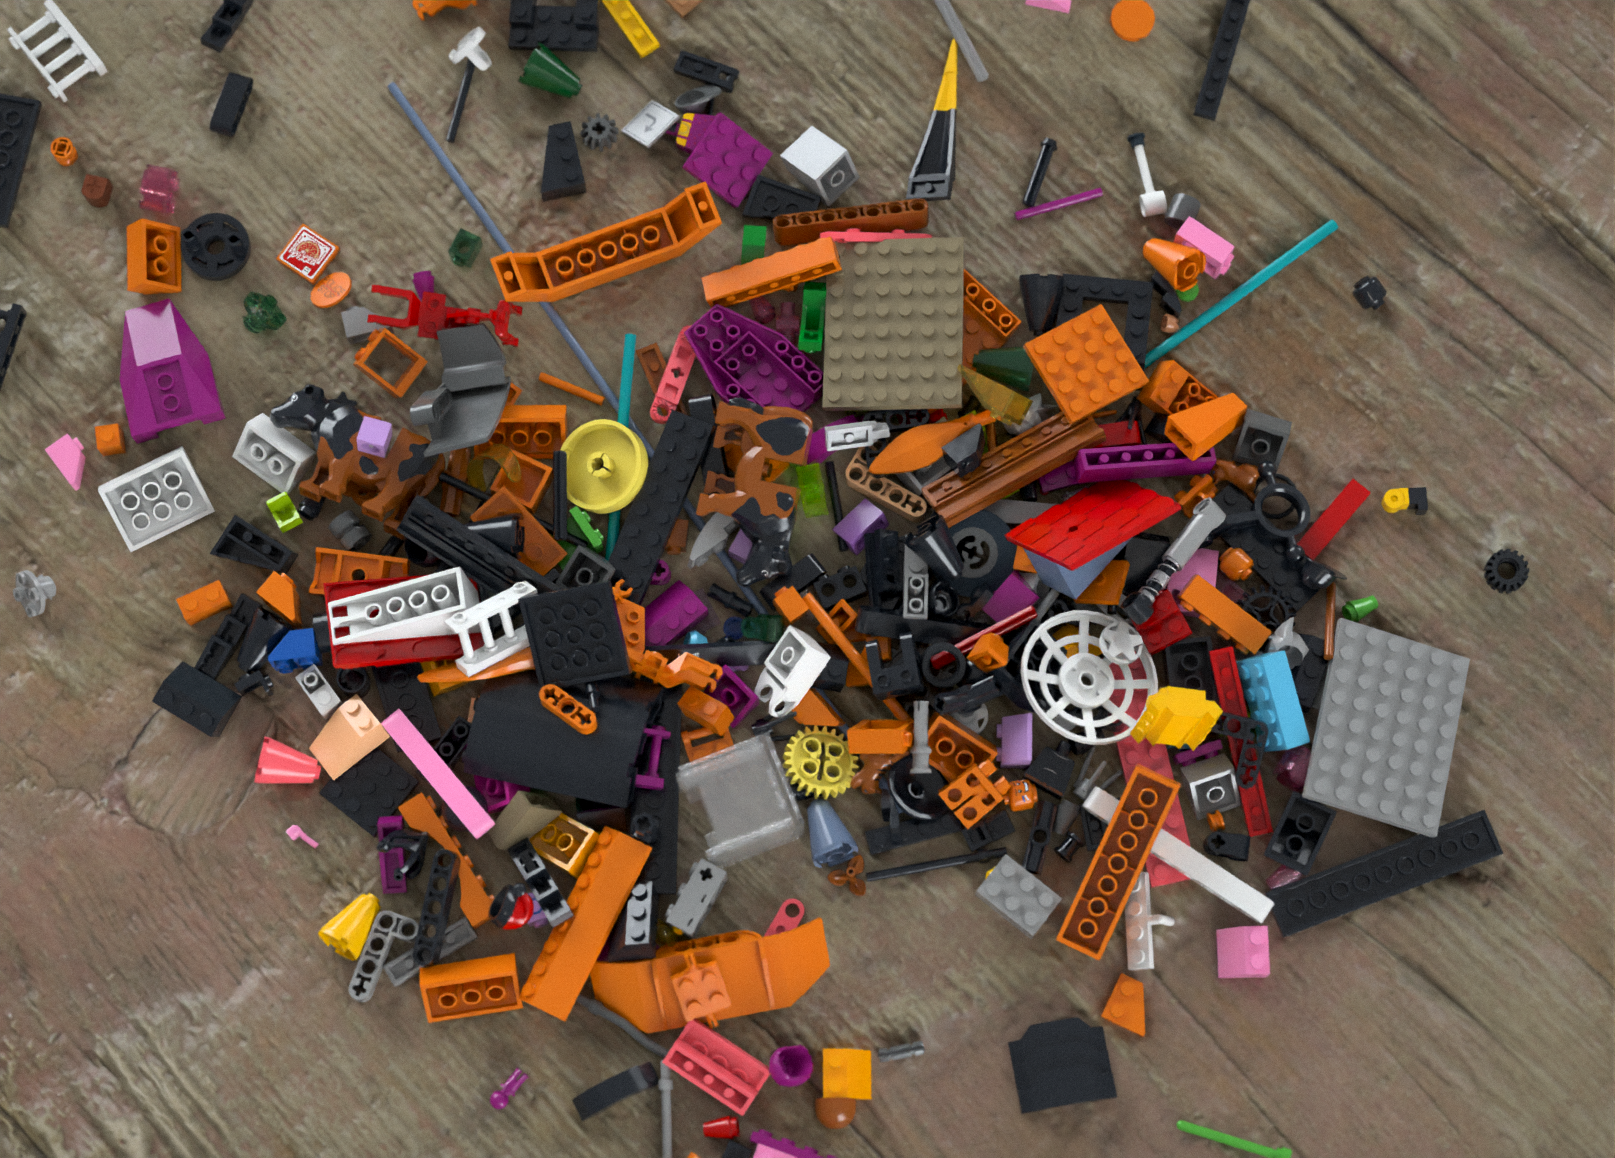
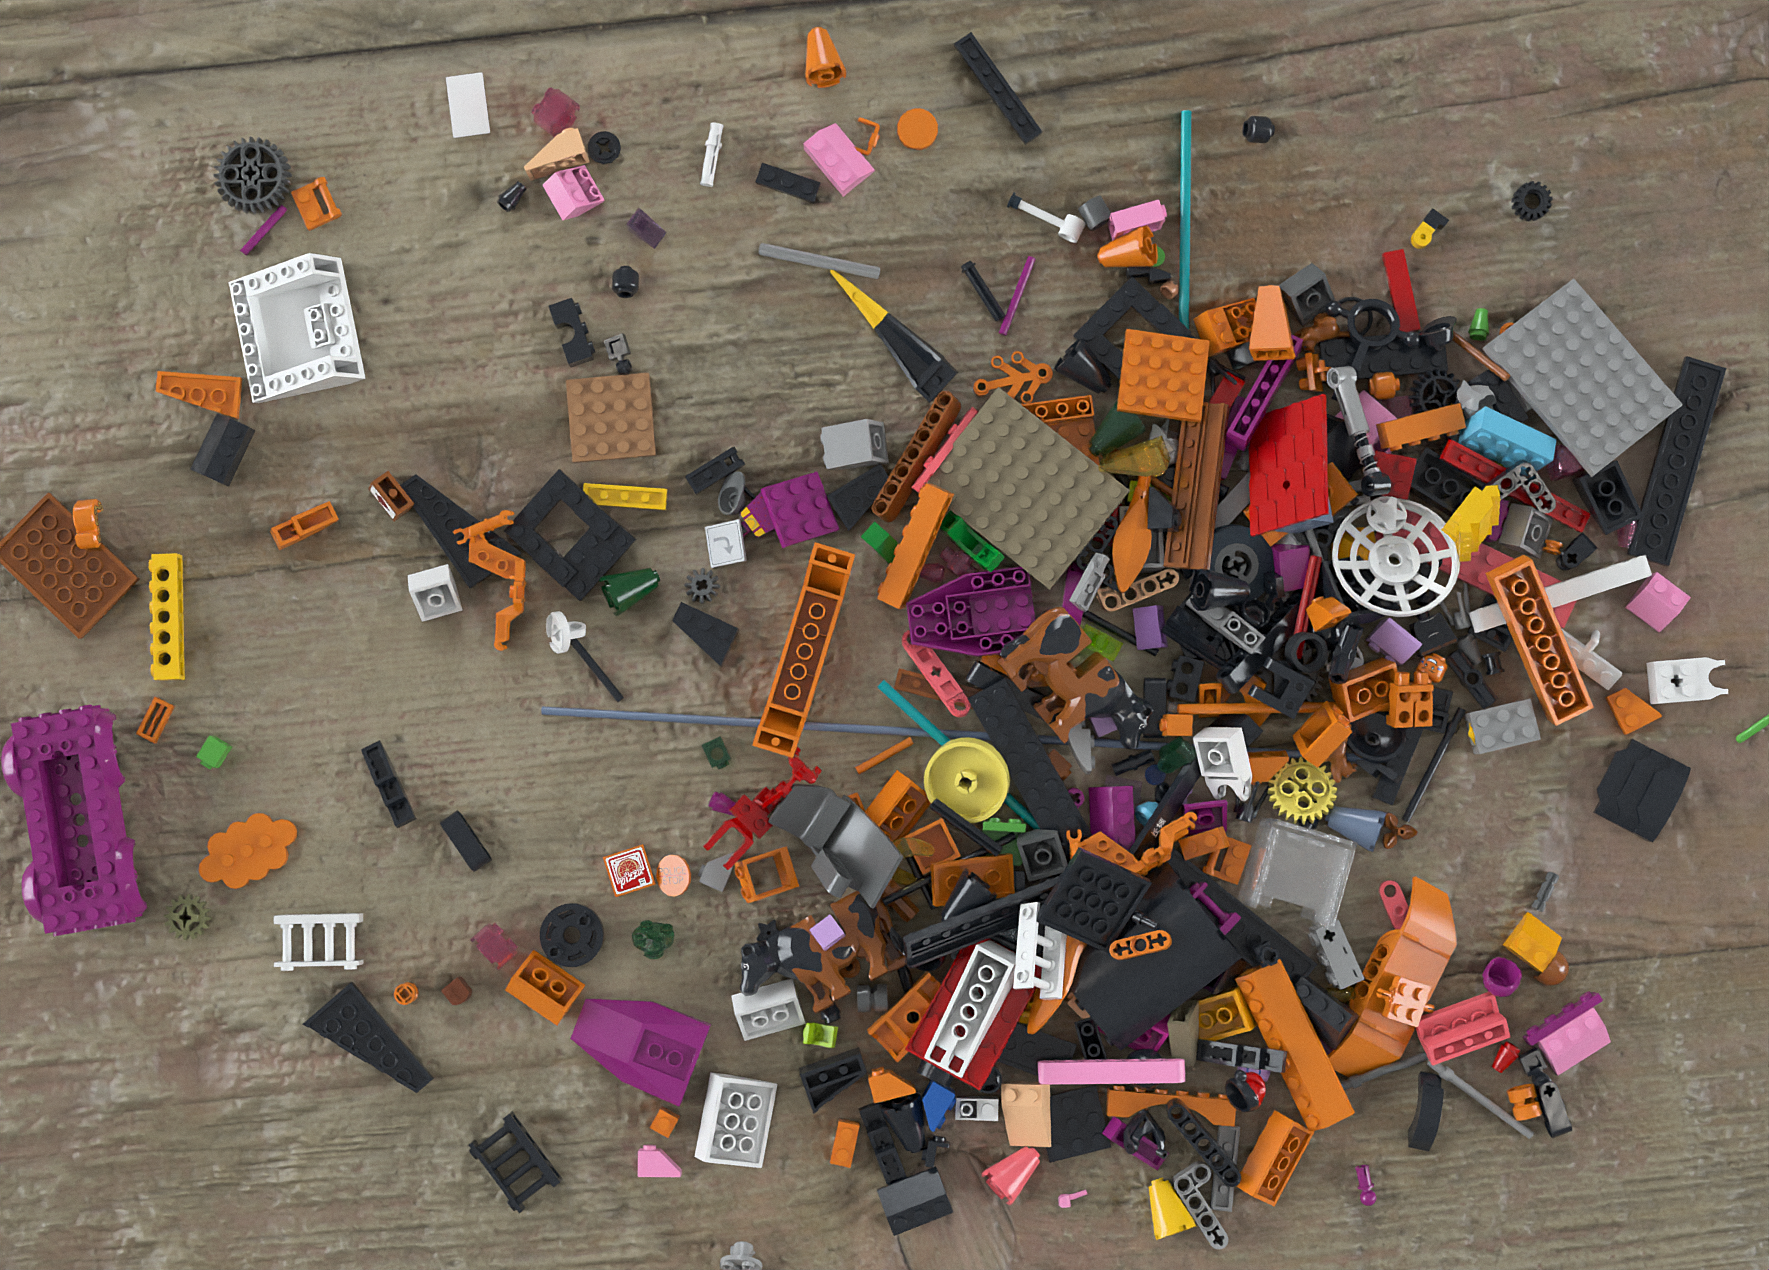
camera: 55 degrees left, 10 degrees up
(920, 750) = (1355, 715): light grey pin -> none
(987, 255) = (1016, 378): none -> orange plant
(1199, 1034) = (1690, 680): none -> white brick

